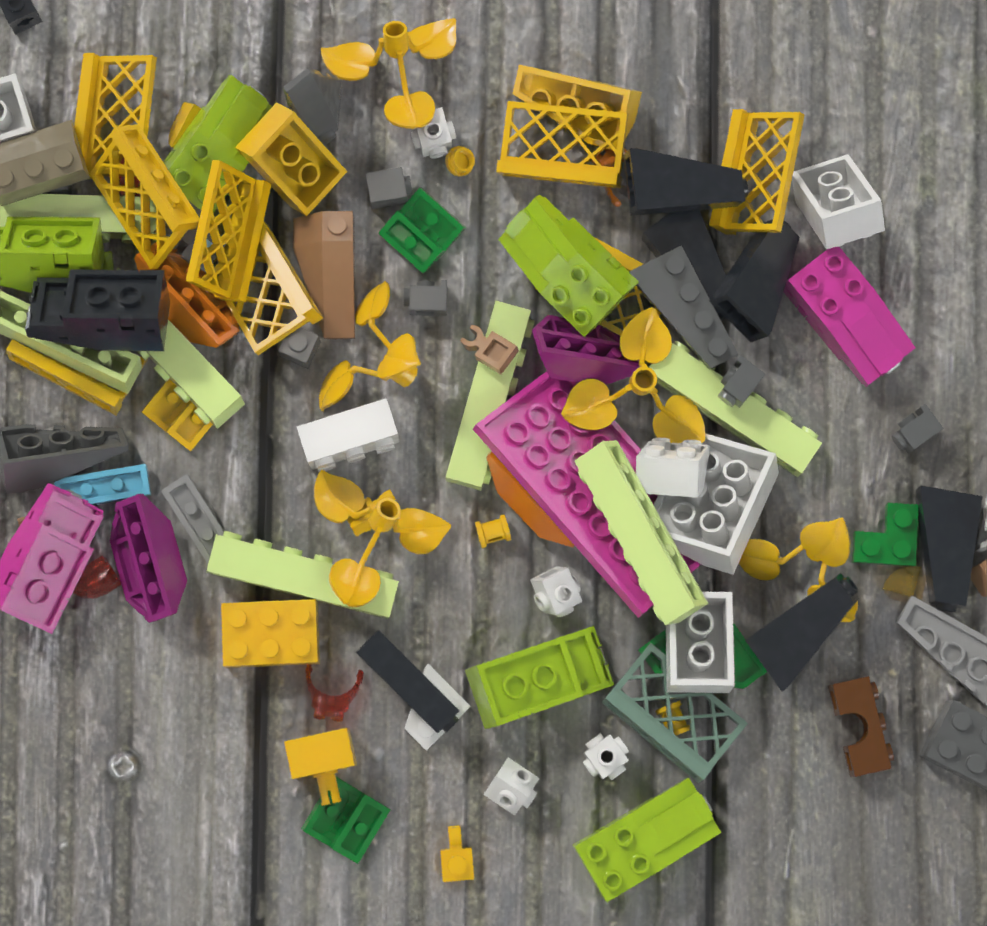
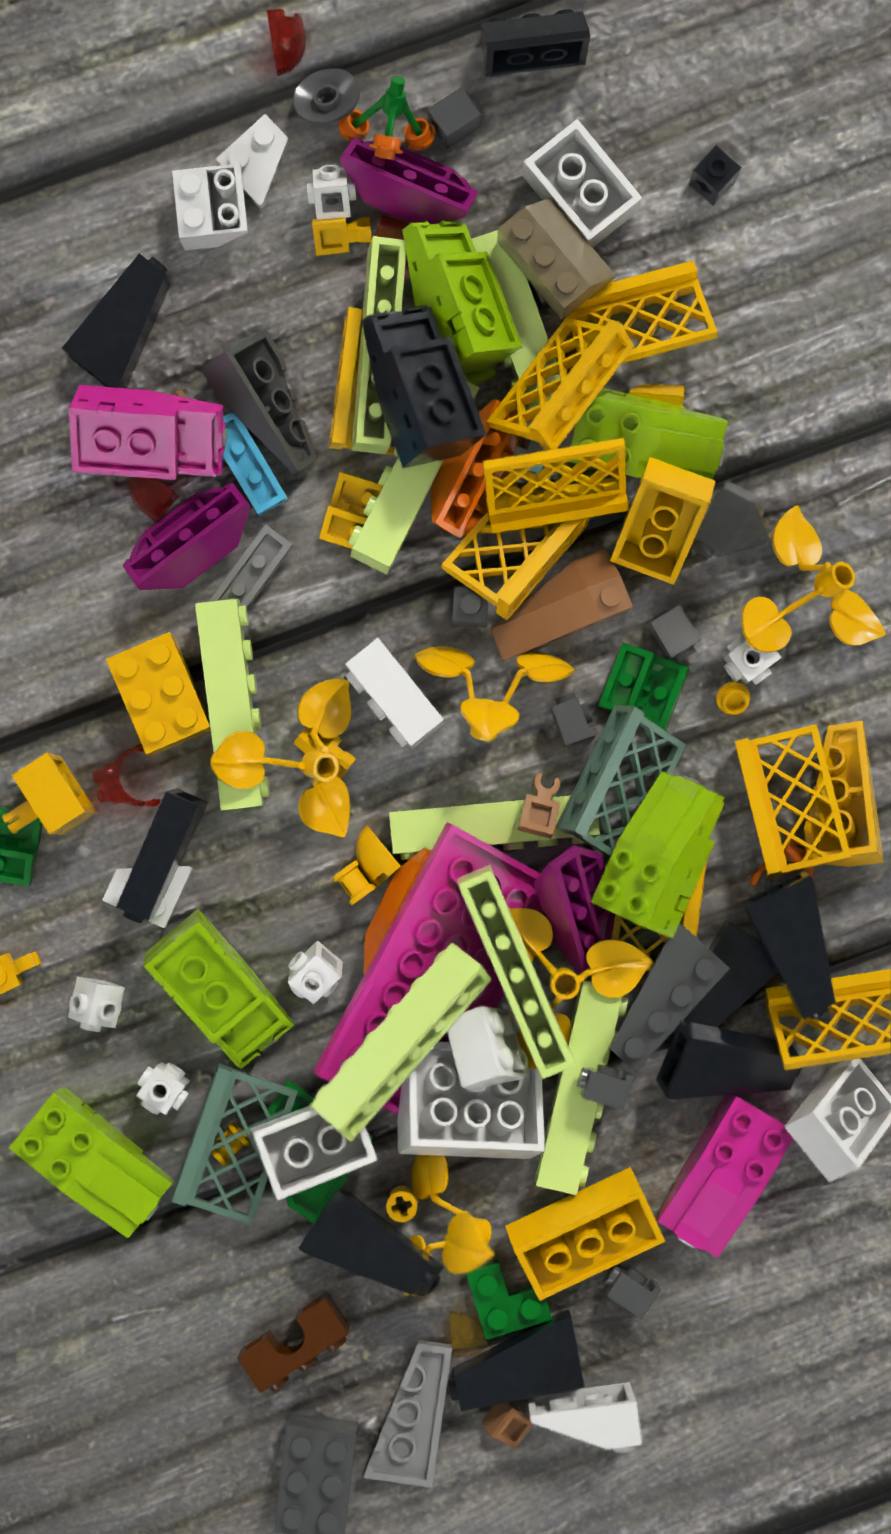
camera: 75 degrees right, 5 degrees up
(478, 506) = (374, 857): none -> yellow brick
(480, 286) = (603, 773): none -> sand green fence
(618, 418) = (515, 971): none -> yellowish green brick
(783, 585) = (396, 1212): none -> yellow bush
(856, 449) = (584, 1234): none -> yellow slope

